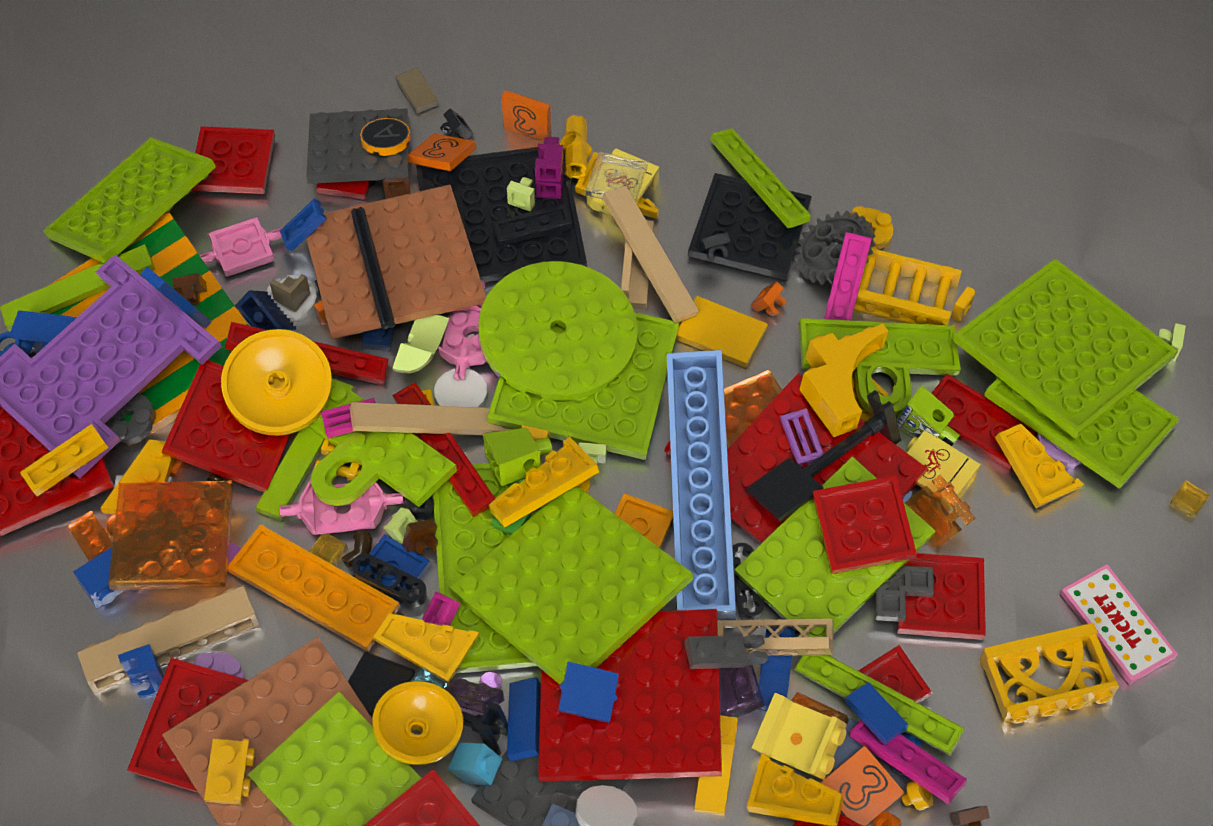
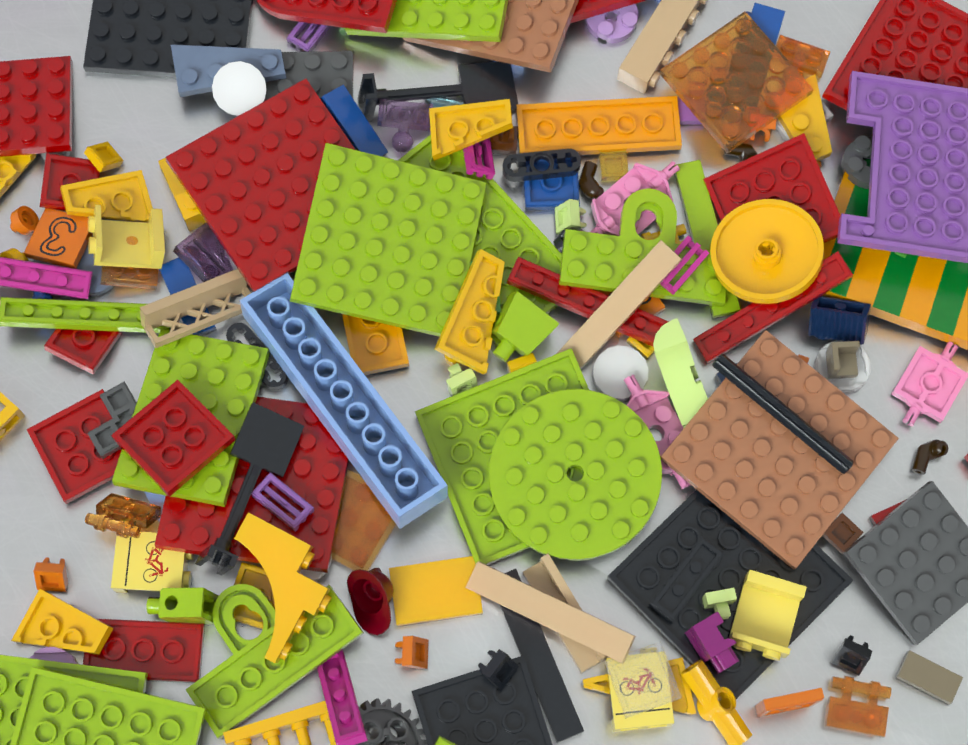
camera: 145 degrees right, 15 degrees up
(64, 460) = (867, 68): yellow plate -> none
(175, 297) = (908, 244): blue tile -> none
(190, 287) = (921, 290): reddish brown tile -> none
(285, 210) = (928, 452): none -> dark brown arm
(303, 224) = (881, 435): blue tile -> none
(385, 136) = (898, 575): tile -> none
(420, 536) = (546, 214): reddish brown tile -> none
(420, 708) = (419, 41): yellow dish -> none
(441, 152) = (837, 607): orange tile -> none
(475, 763) = (362, 63): medium azure brick -> none
(481, 95) = (858, 716): none -> clear orange plate
(493, 173) = (766, 615): none -> light yellow panel
(588, 692) = (306, 148): blue piece -> none
(679, 238) = (544, 673): none -> black tile
(724, 651) = (222, 250): dark grey hinge -> none
(774, 347) = (370, 599): none -> dark red piece
(876, 713) = (76, 292): blue tile -> none
(1024, 510) = (51, 575): none -> orange tile

